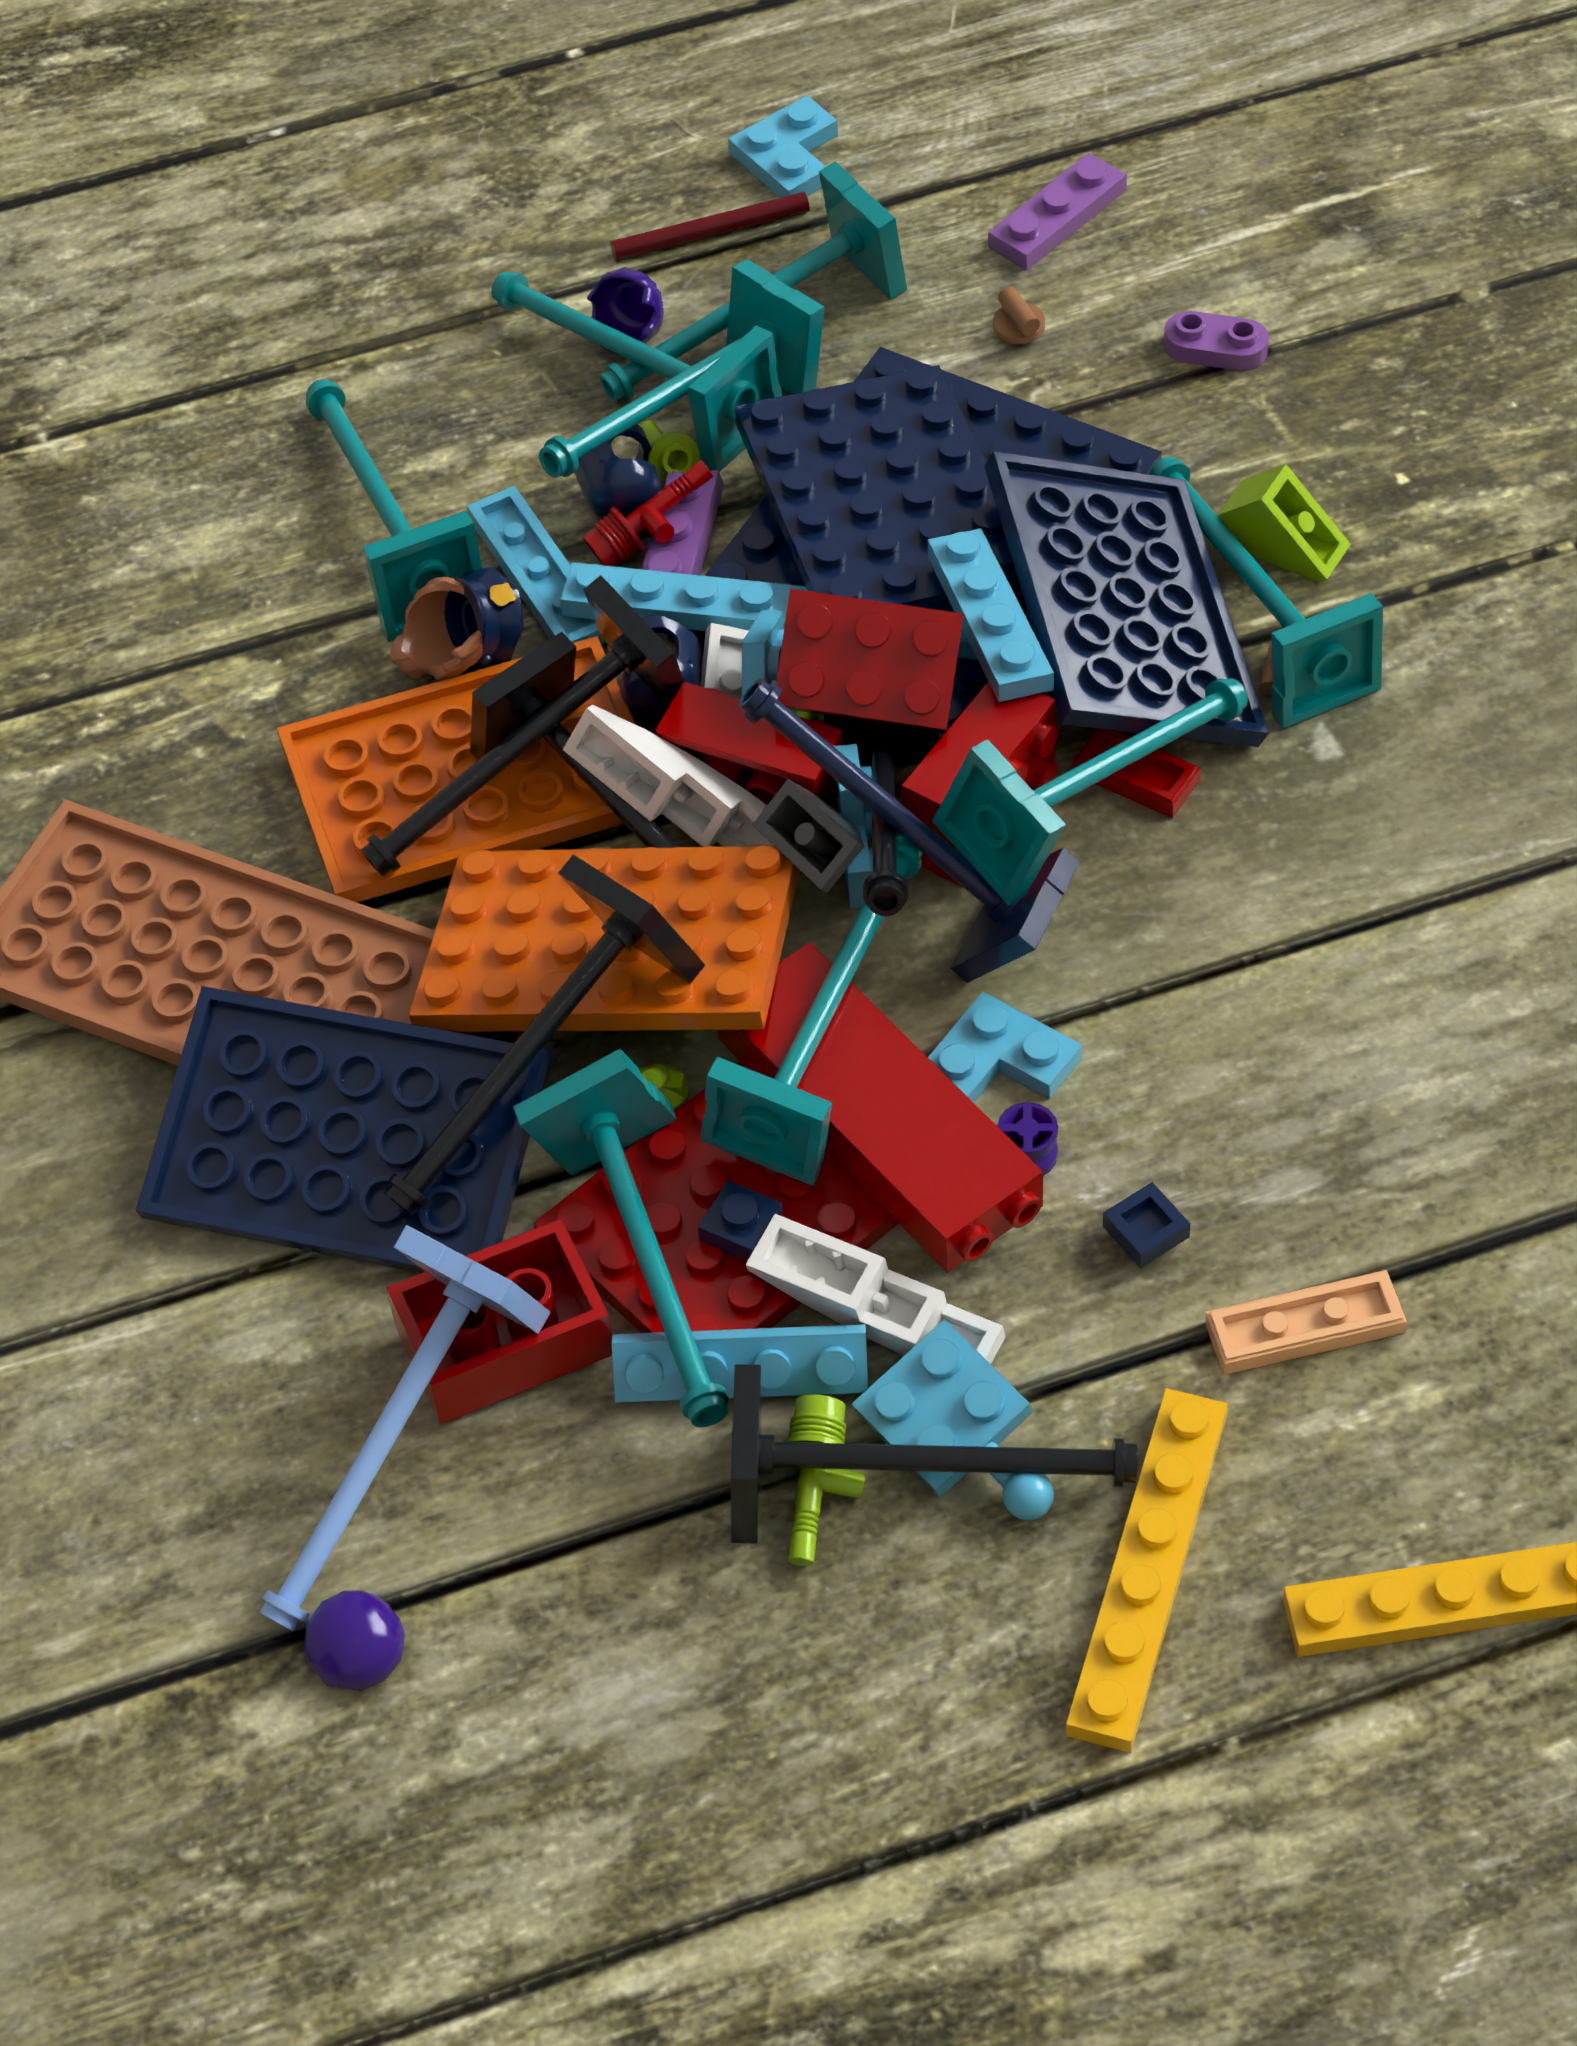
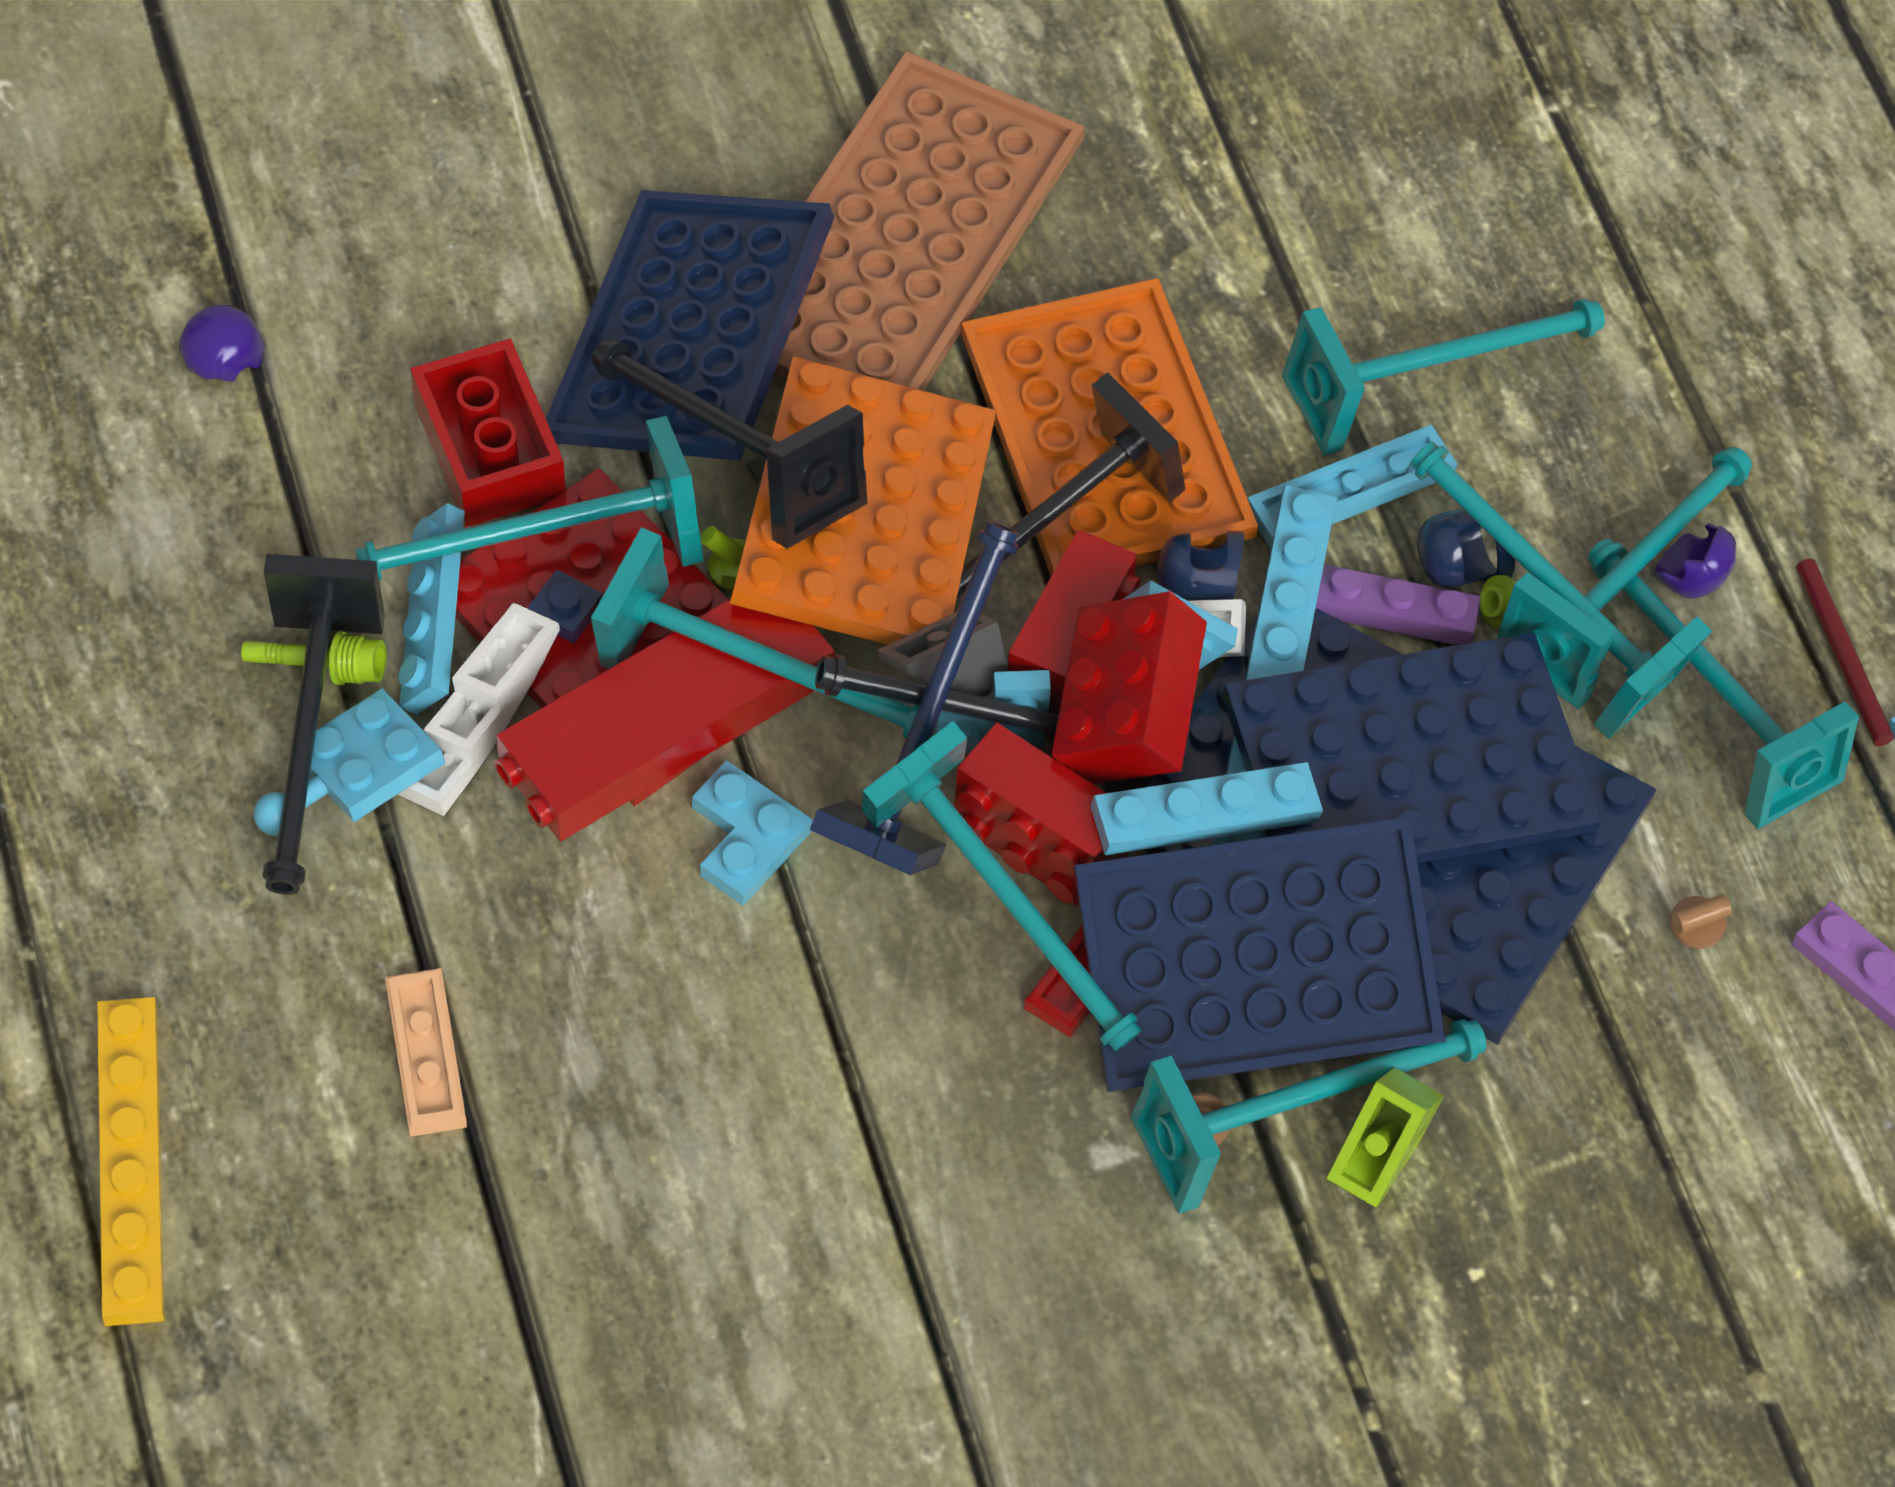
camera: 85 degrees right, 5 degrees up
(459, 625) = (1259, 406): piece -> none
(466, 1290) = (463, 372): light blue tile -> none
(617, 537) = (1393, 558): red piece -> none
(630, 647) = (1161, 508): black tile -> none
(665, 780) = (1040, 549): white slope -> none
(1035, 1130) = (635, 829): dark purple wheel -> none
(1146, 1225) = (537, 928): dark blue plate -> none
(1147, 1571) = (199, 903): yellow plate -> none
(1216, 340) = (1676, 1106): medium lavender plate -> none

